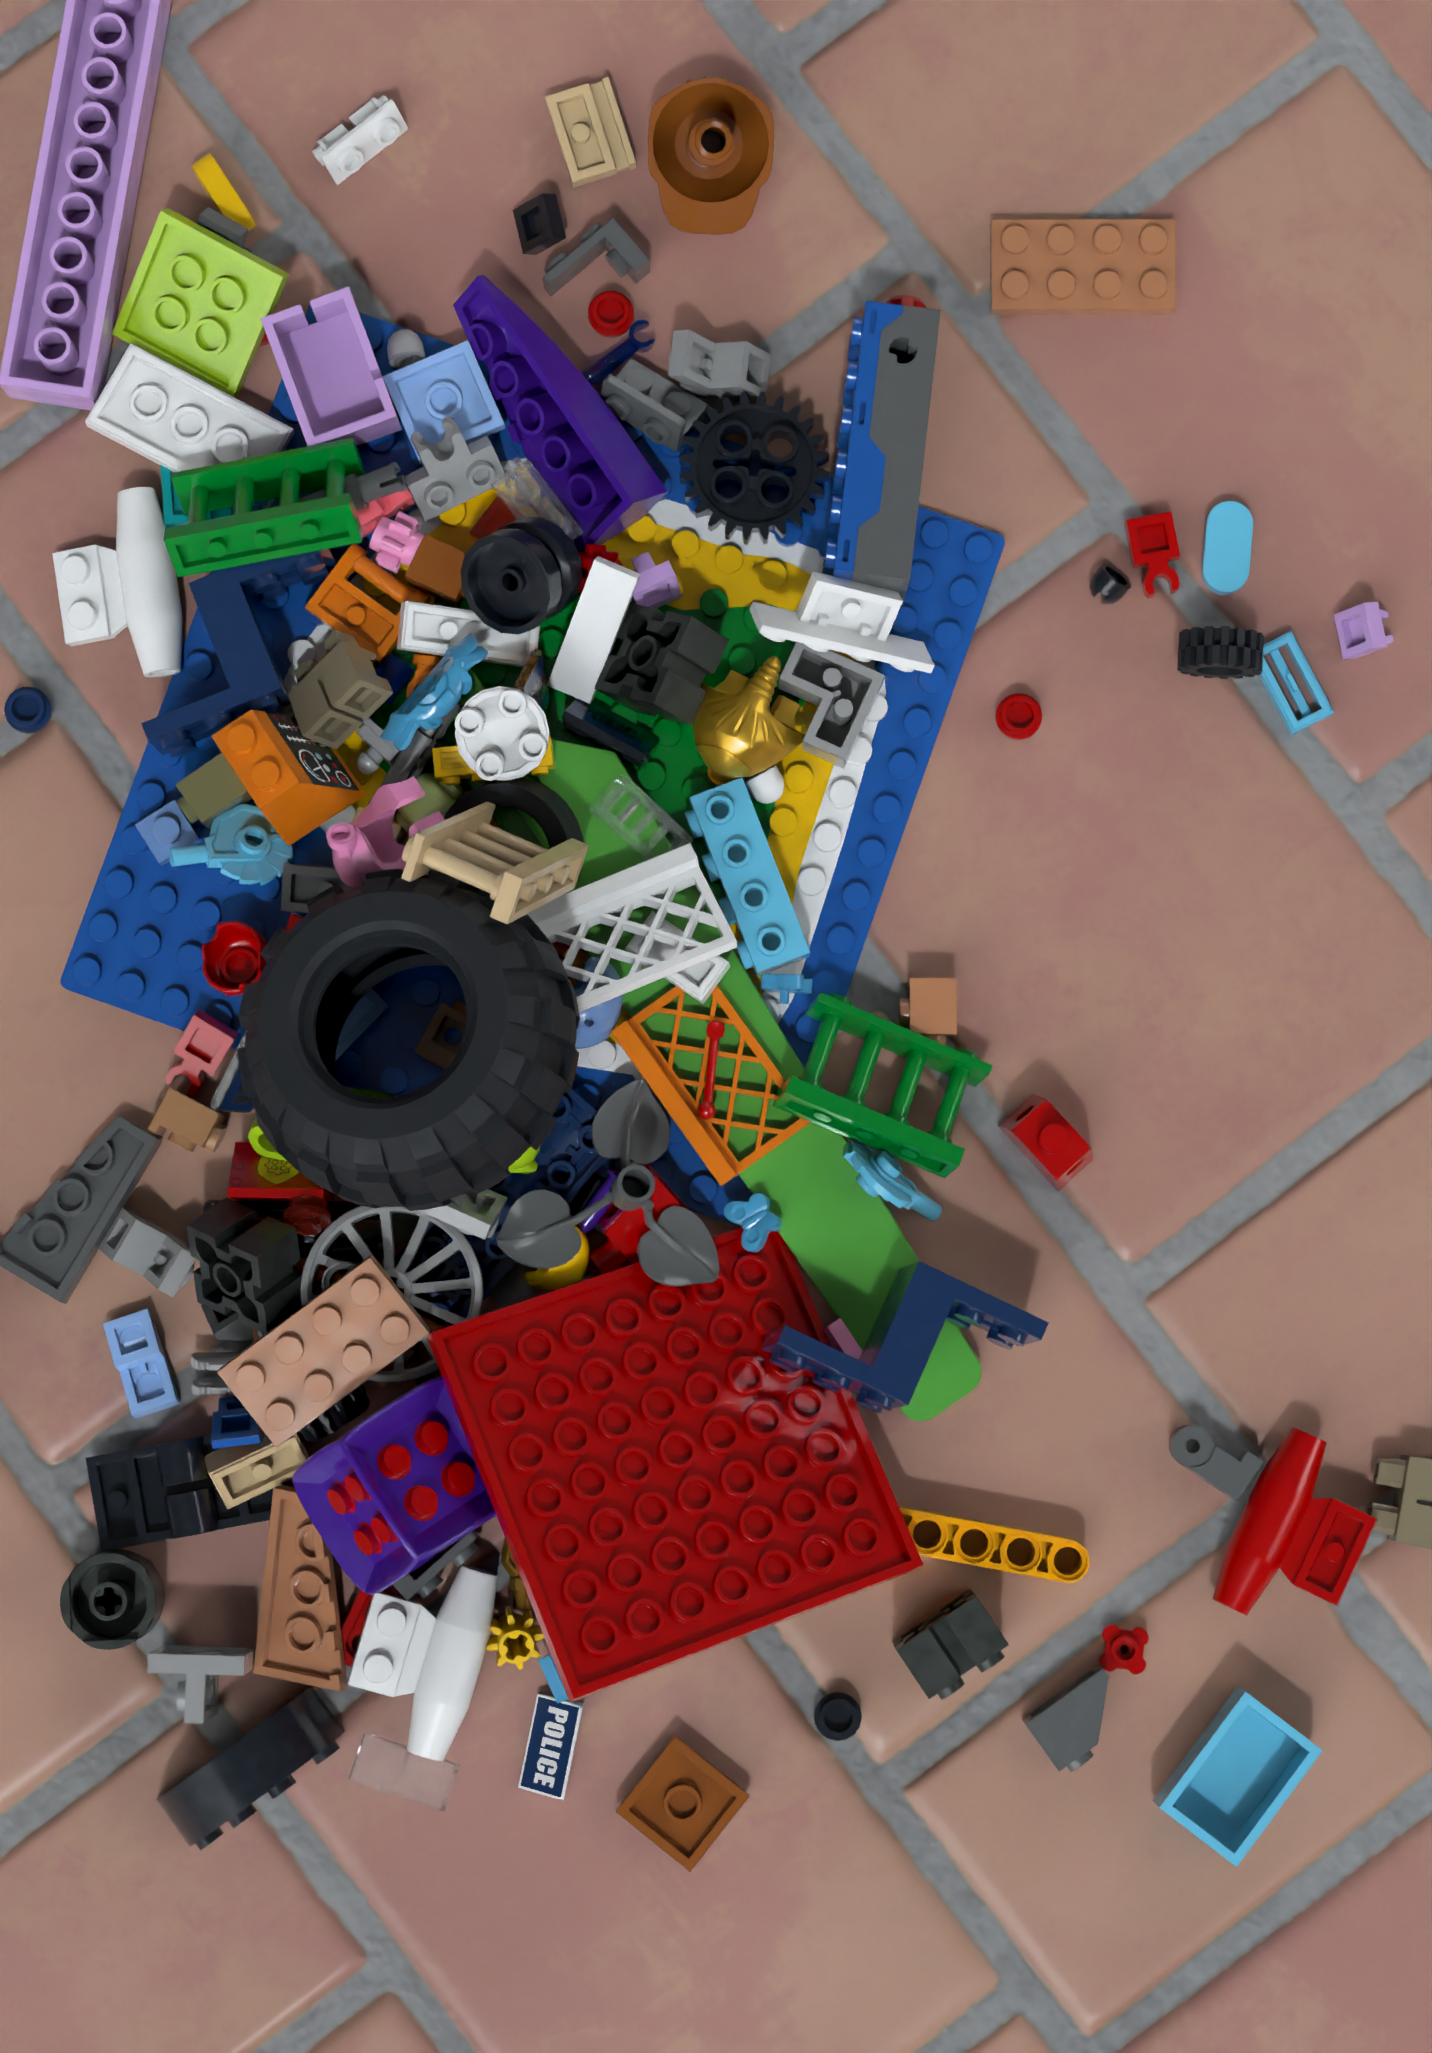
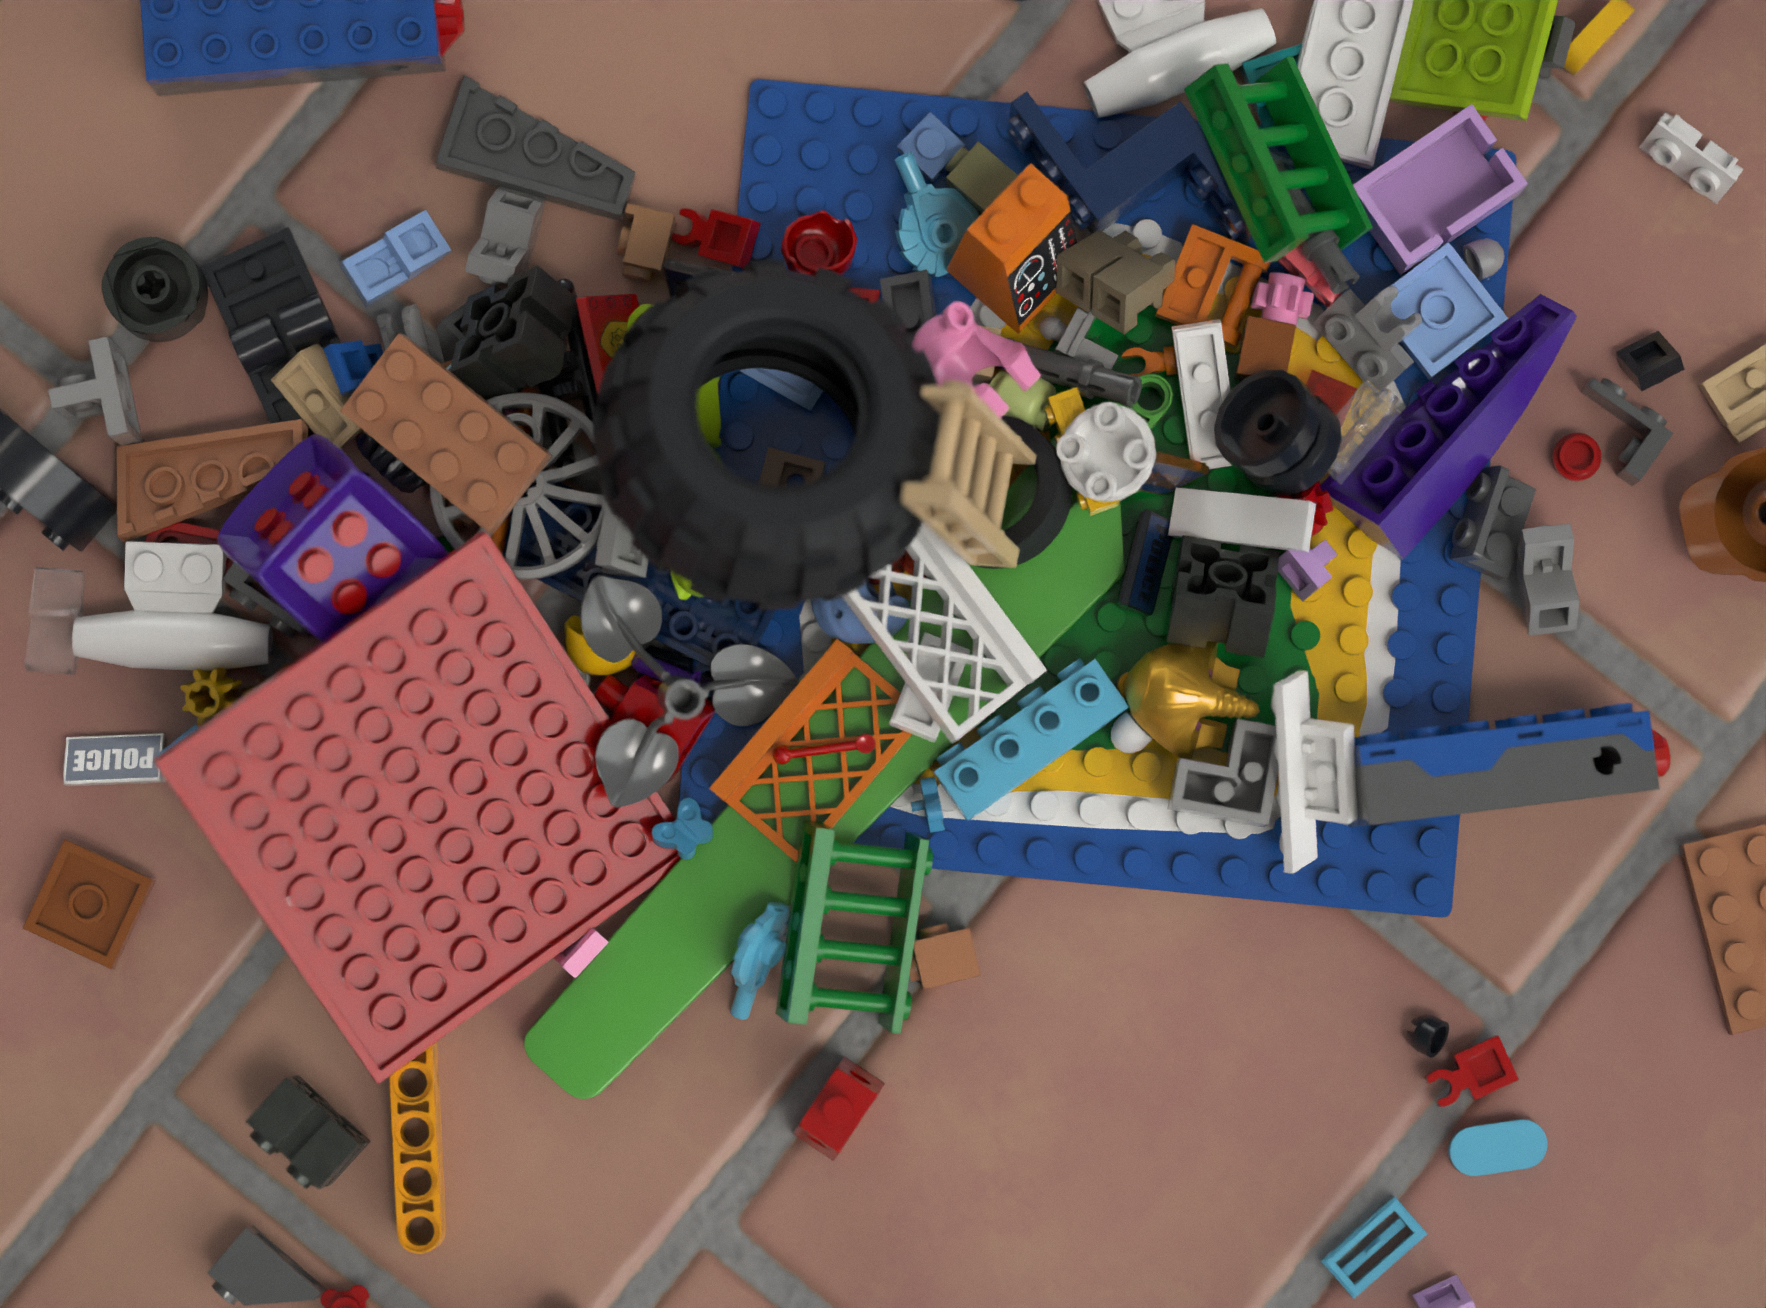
camera: 75 degrees right, 0 degrees up
(307, 1215) = (577, 382): clear red plate -> none
(396, 673) = (1147, 331): clear blue hinge -> none
(435, 694) = (1147, 386): dark azure piece -> none
(612, 794) = (1077, 580): clear slope -> none
(617, 356) = (1533, 473): clear blue piece -> none
(749, 509) = (1497, 637): black gear -> none
(837, 1716) = (211, 1038): black plate -> none
(903, 1337) = (600, 1009): dark blue bracket -> none
(1018, 716) = (1267, 975): red plate -> none
(1220, 652) = (1383, 1165): black tyre -> none

